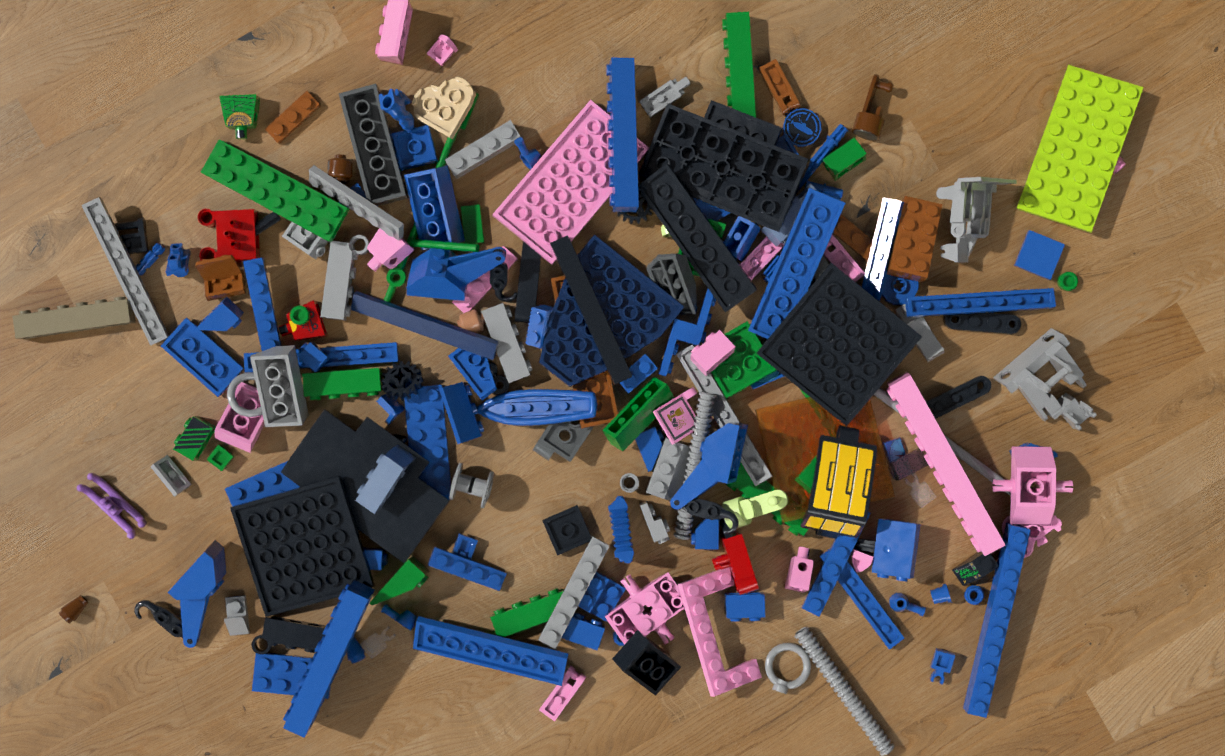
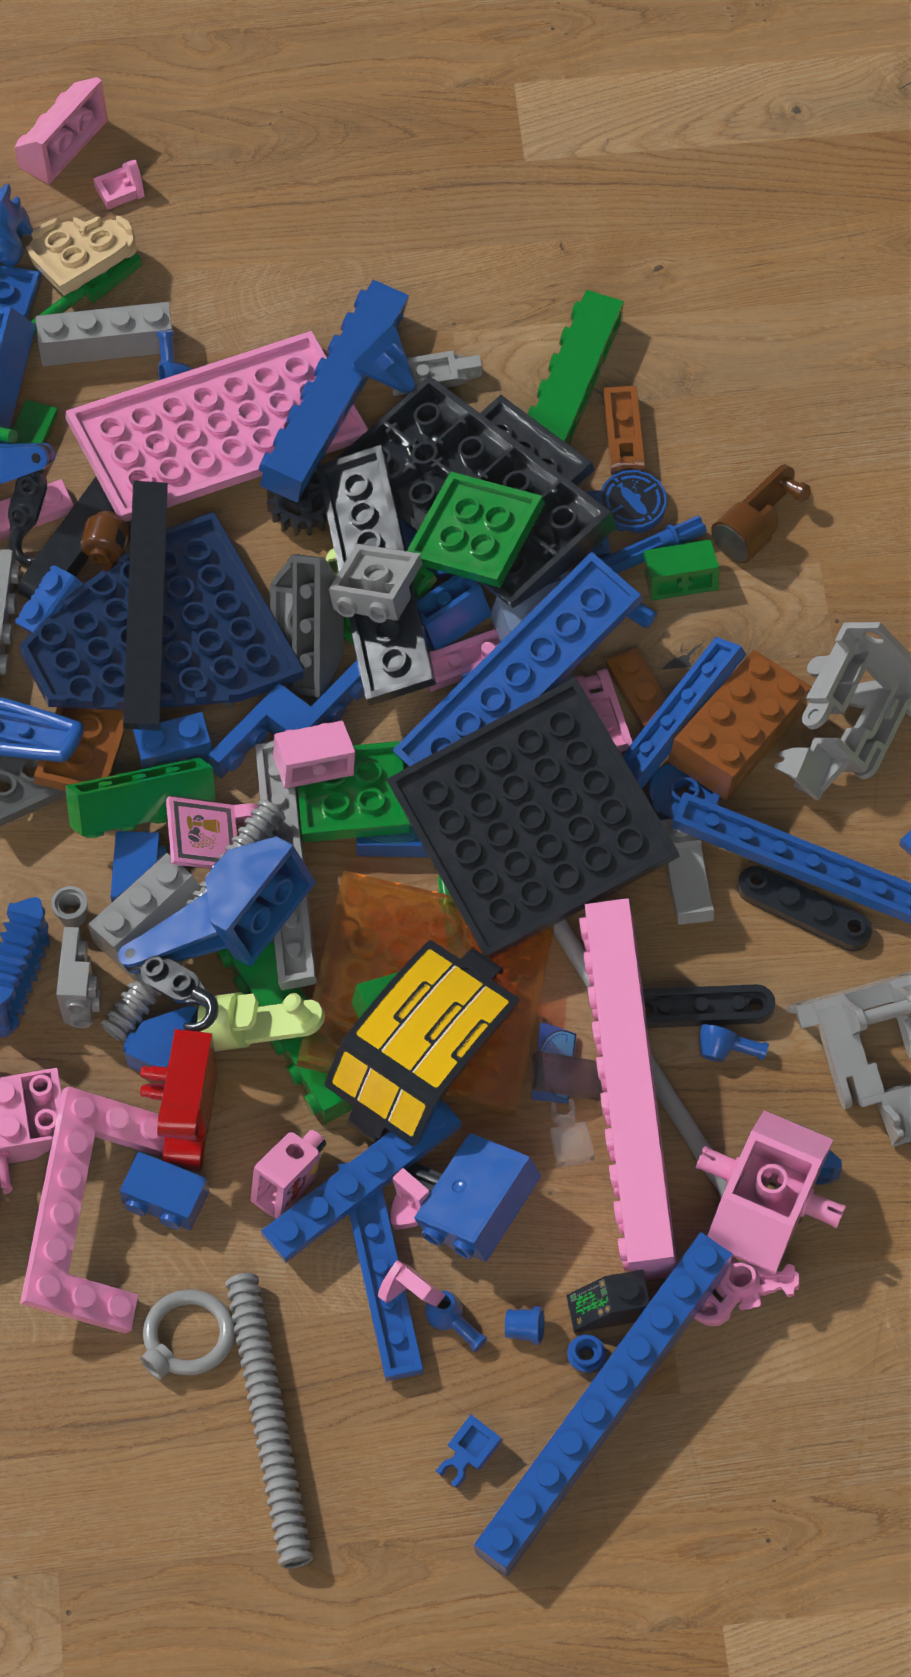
camera: 25 degrees right, 25 degrees down
(548, 277) = (104, 537): none -> reddish brown head
(642, 106) = (386, 362): none -> blue piece
(703, 249) = (374, 582): none -> light grey plate
(740, 195) = (476, 528): none -> green plate
(885, 603) = (402, 1277): none -> bright pink tile
(970, 413) = (718, 1042): none -> blue bar

